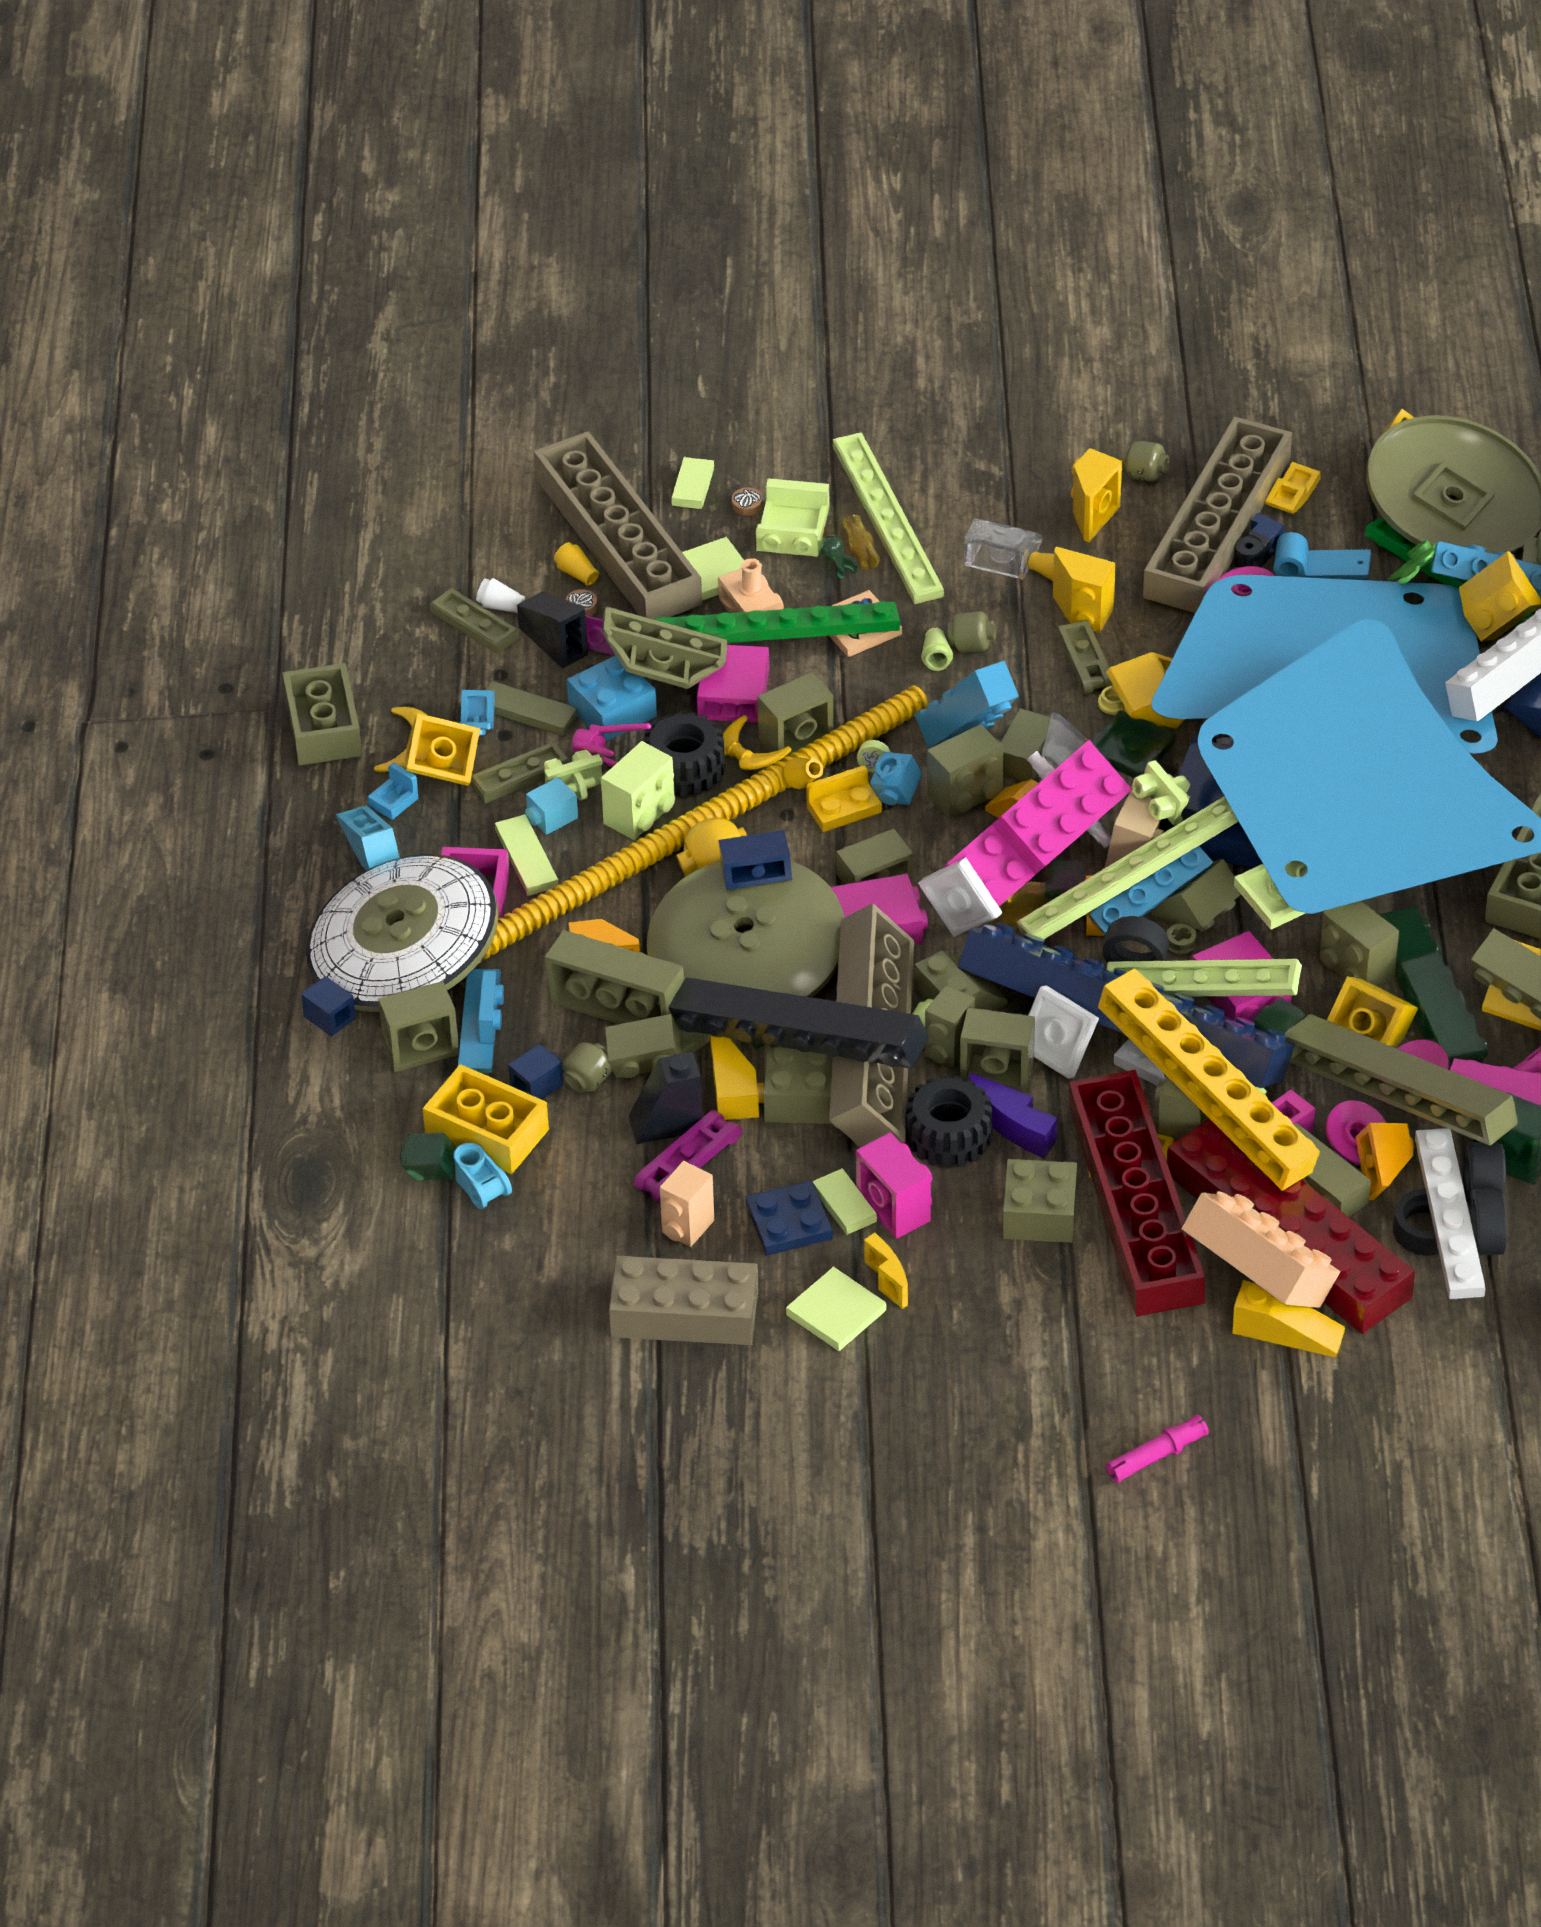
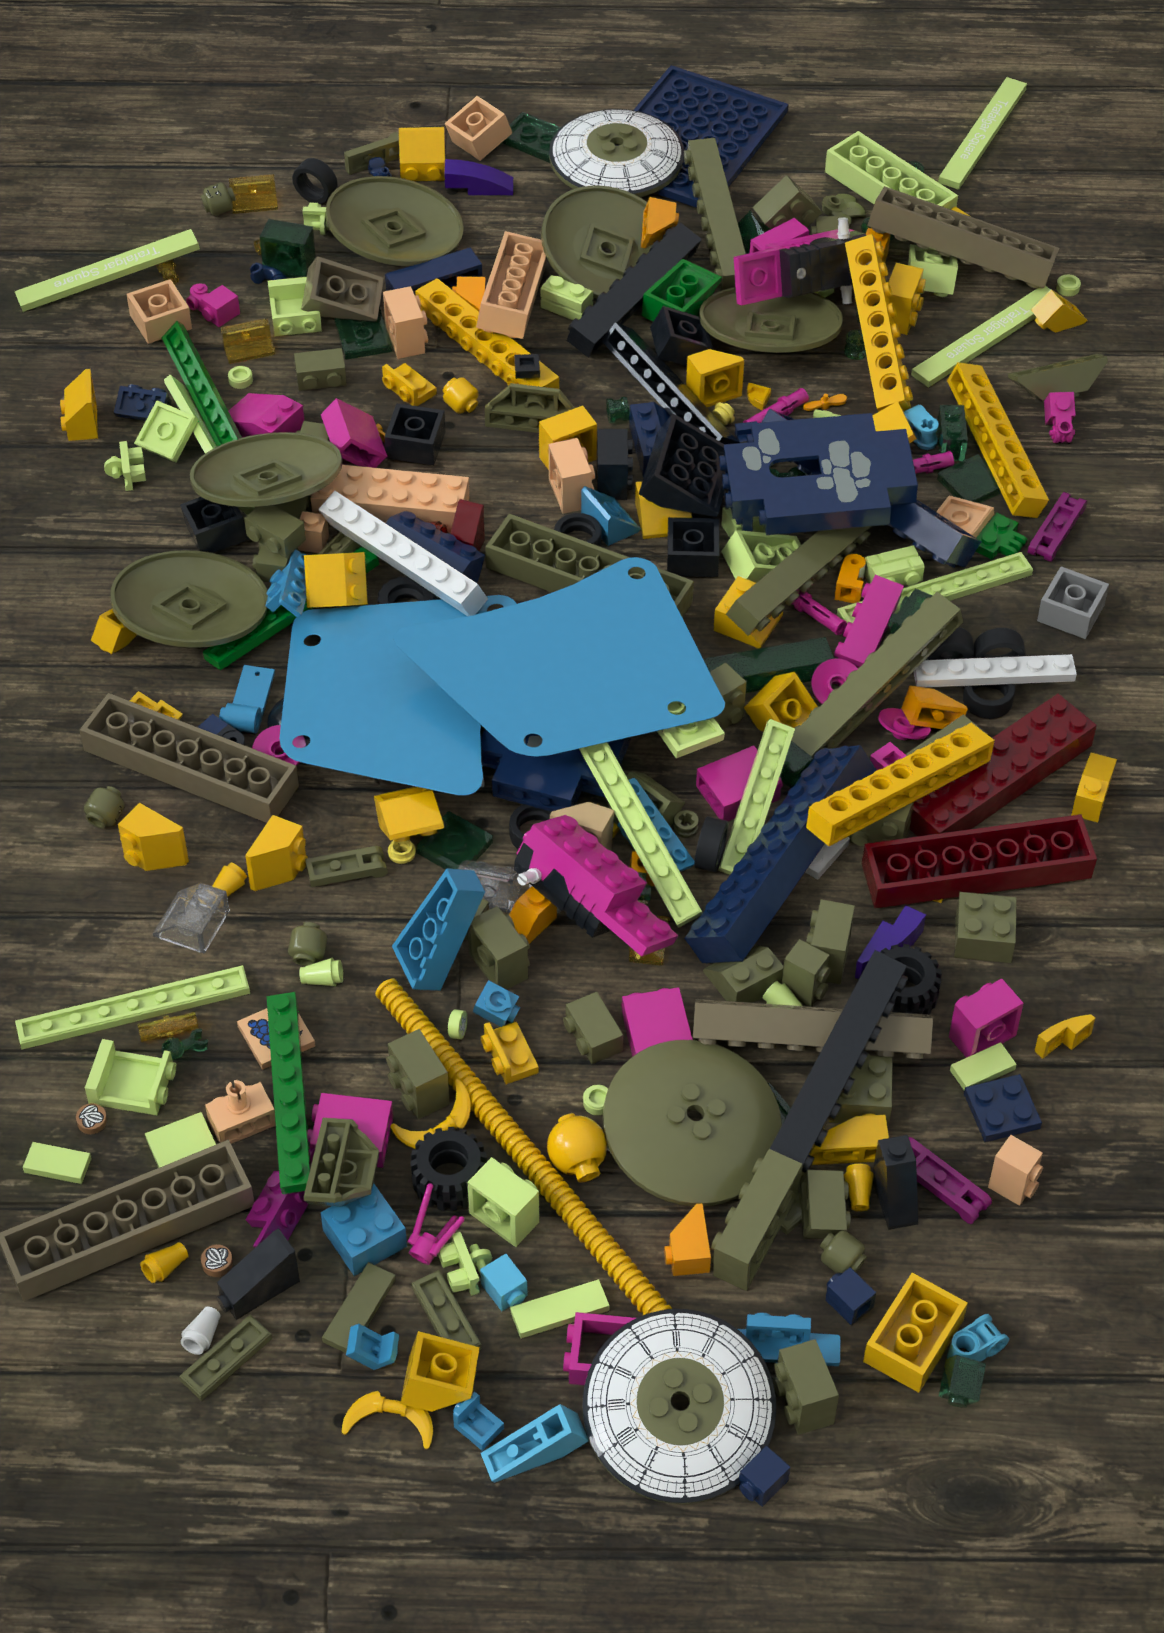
camera: 90 degrees left, 5 degrees up
(322, 714) = (365, 1487): olive brick -> none
(684, 1300) = (1112, 1181): dark tan brick -> none
(755, 860) = (632, 1092): dark blue brick -> none
(802, 771) = (491, 1069): yellow cone -> none
(836, 1308) = (1101, 1077): yellowish green tile -> none
(960, 897) = (664, 953): white tile -> none
(1060, 1031) = (804, 896): white tile -> none
(1166, 793) = (570, 793): yellowish green hips -> none
(1261, 1249) = (1055, 775): light nougat brick -> none
(1419, 557) = (283, 631): bright green plate -> none

